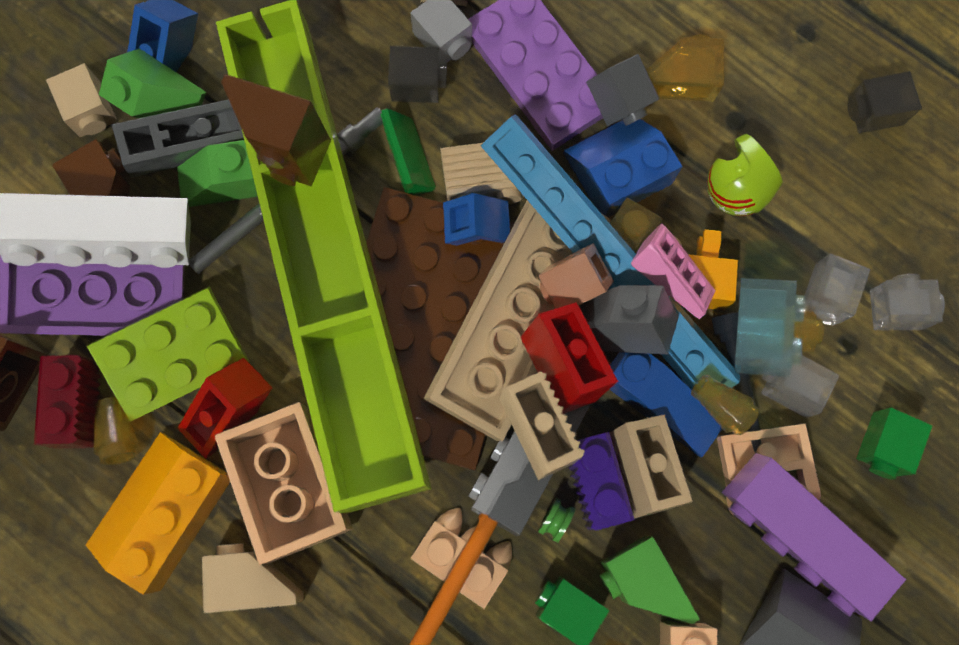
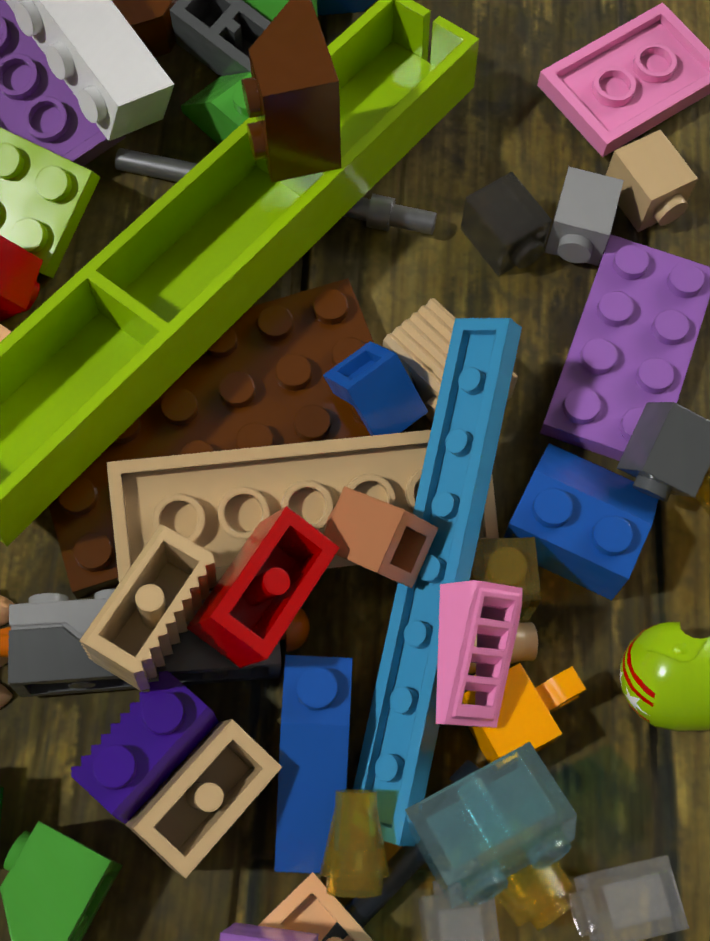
camera: 55 degrees right, 10 degrees down
(407, 153) = (407, 275): green slope -> none
(556, 520) = (67, 729): bright green bush -> none
(632, 319) = (368, 635): dark grey slope -> none

